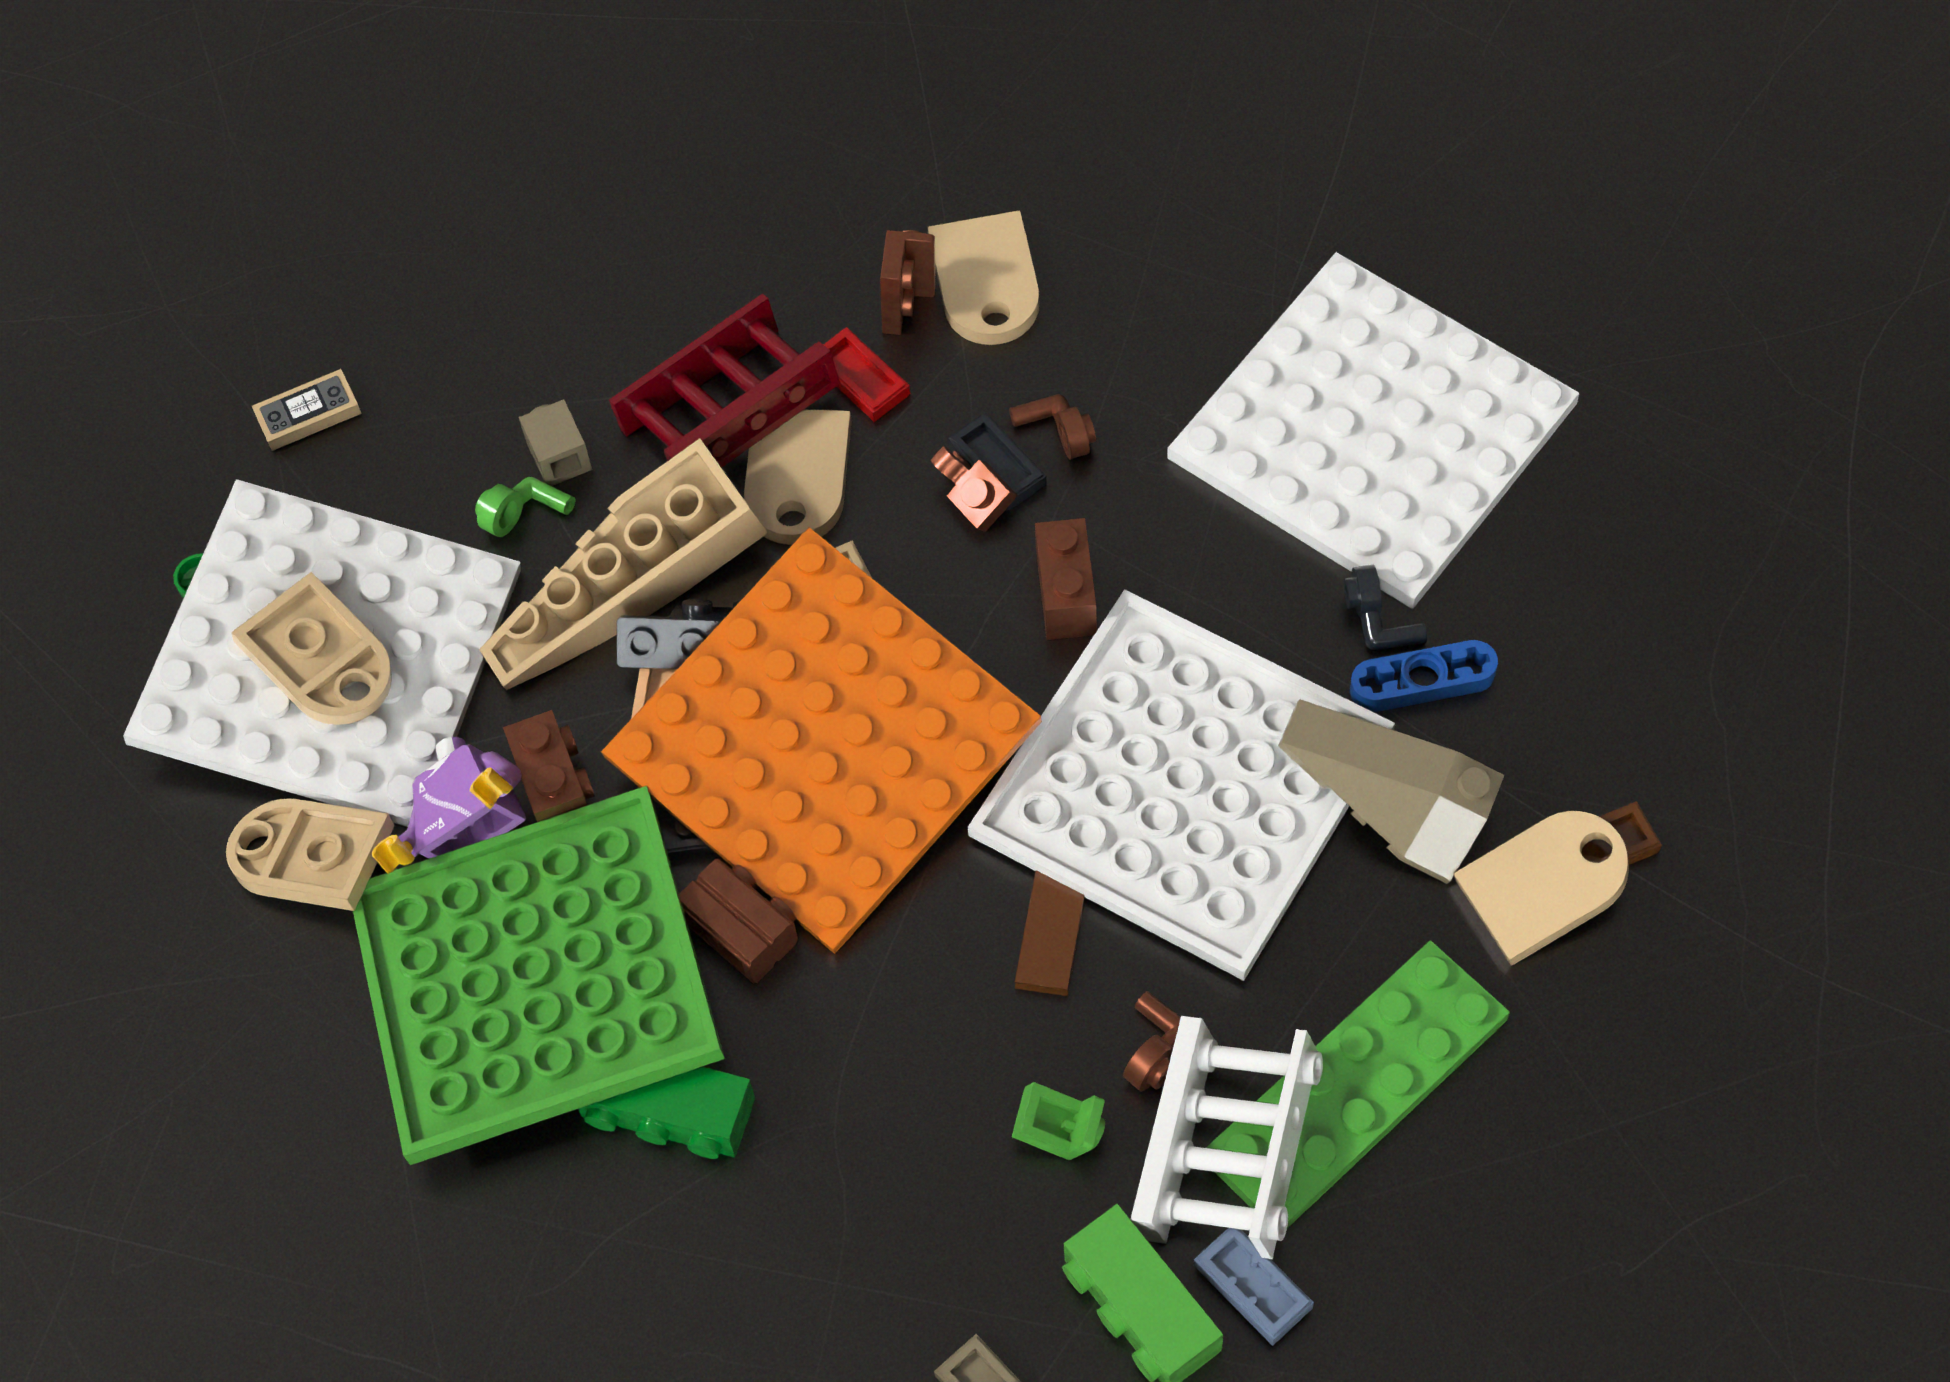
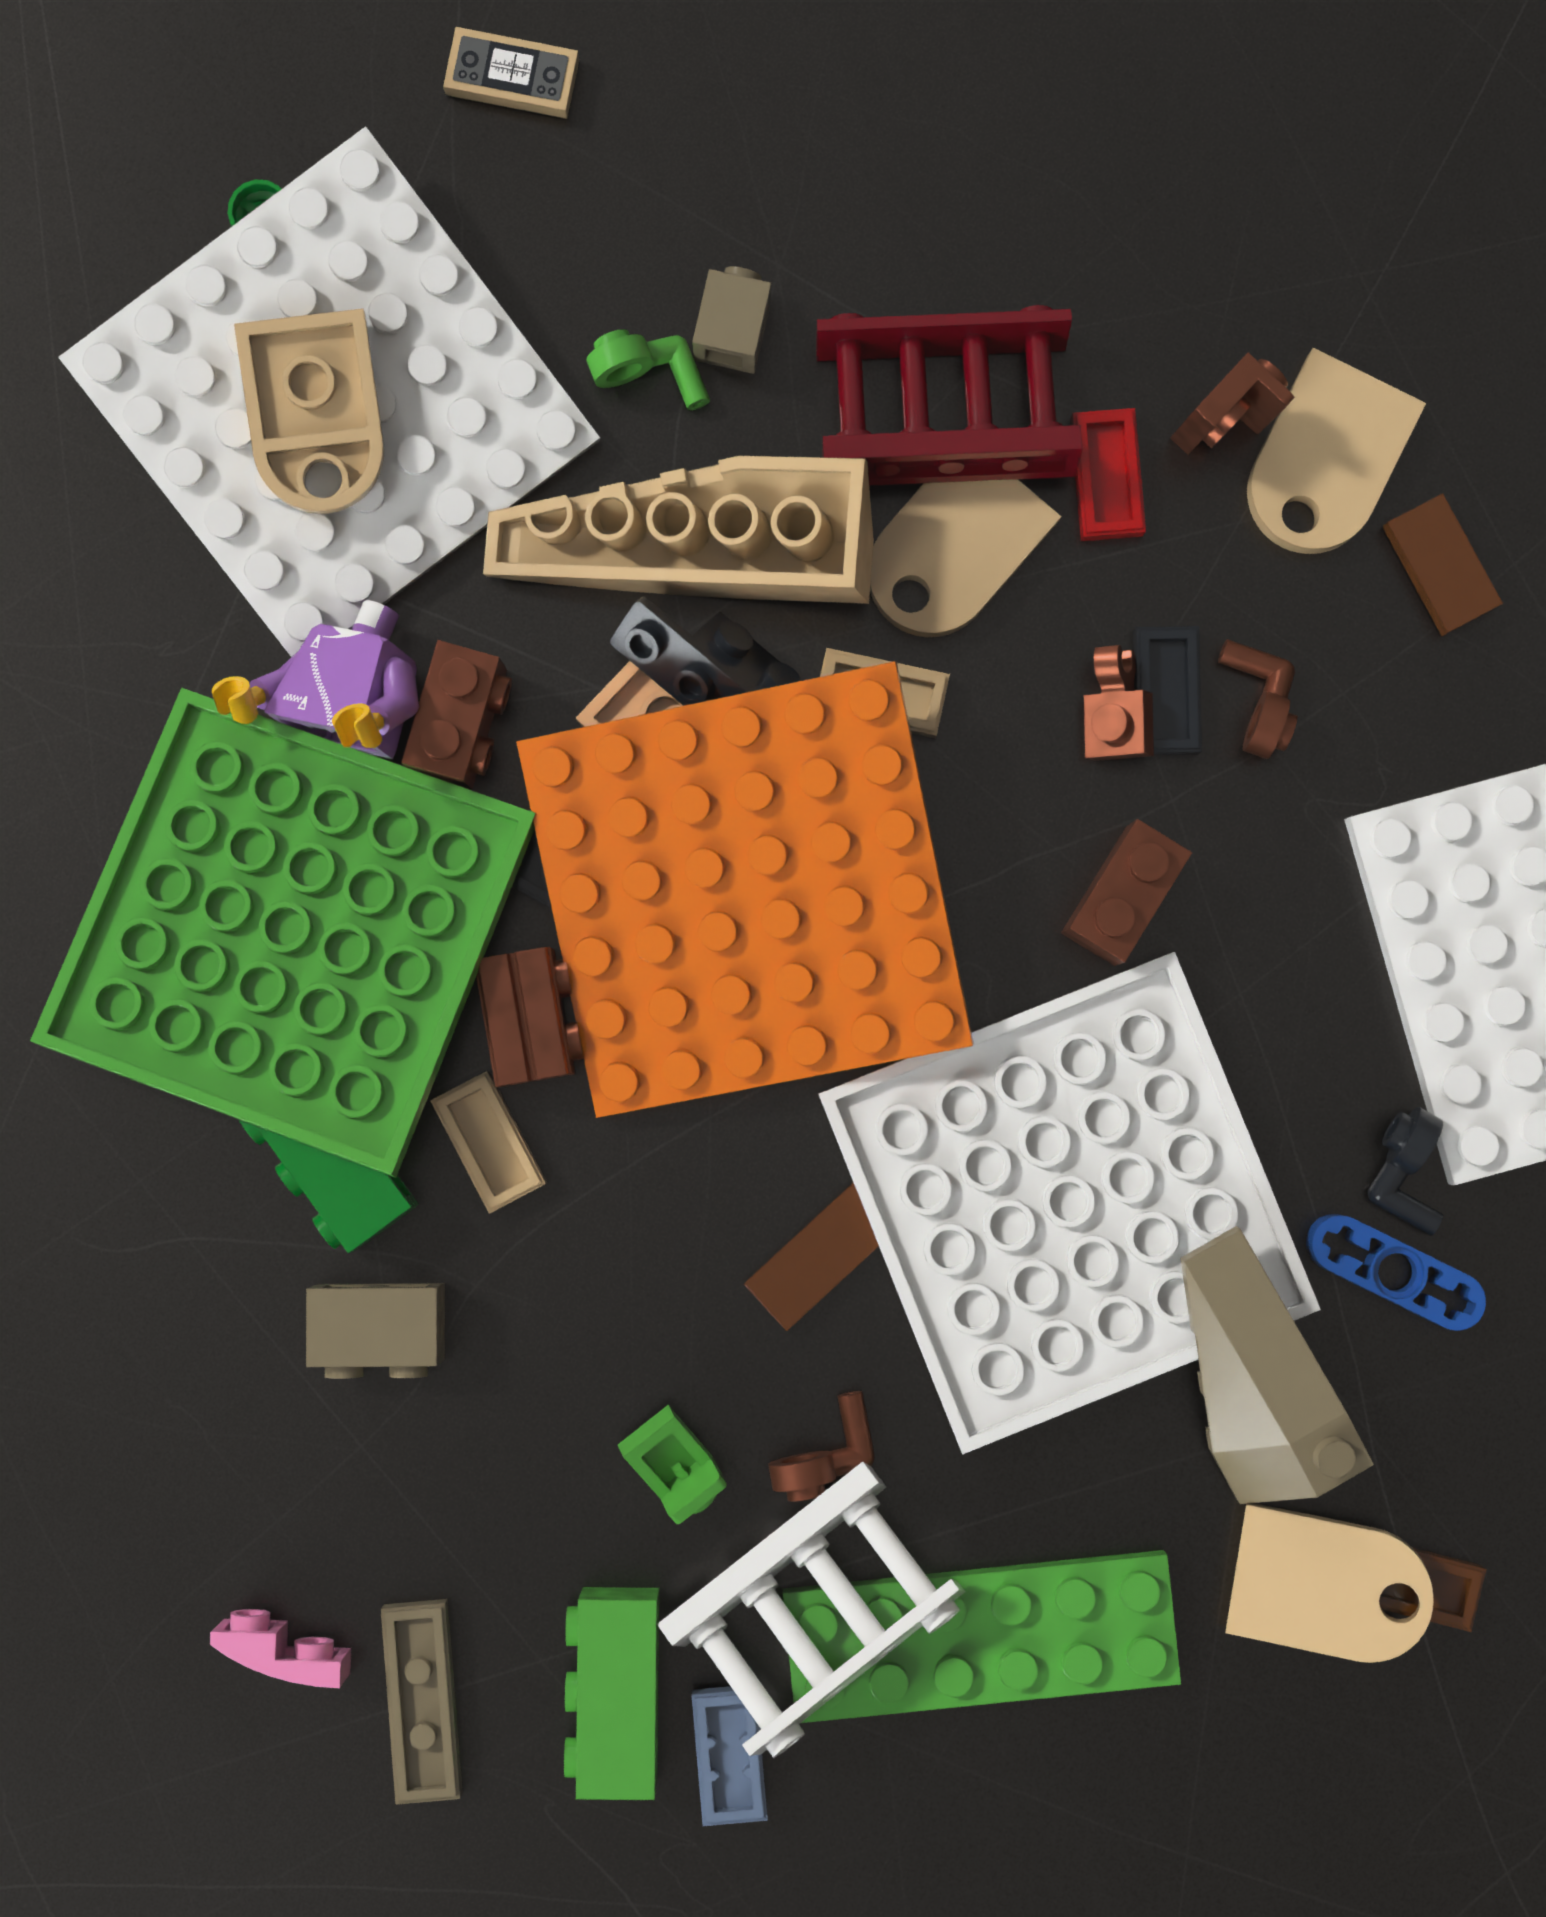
camera: 30 degrees right, 25 degrees up
(311, 851) = (170, 621): tan tile -> none
(772, 1021) = (488, 1141): none -> tan tile
(785, 1184) = (375, 1327): none -> dark tan brick
(1104, 285) = (1442, 564): none -> reddish brown tile

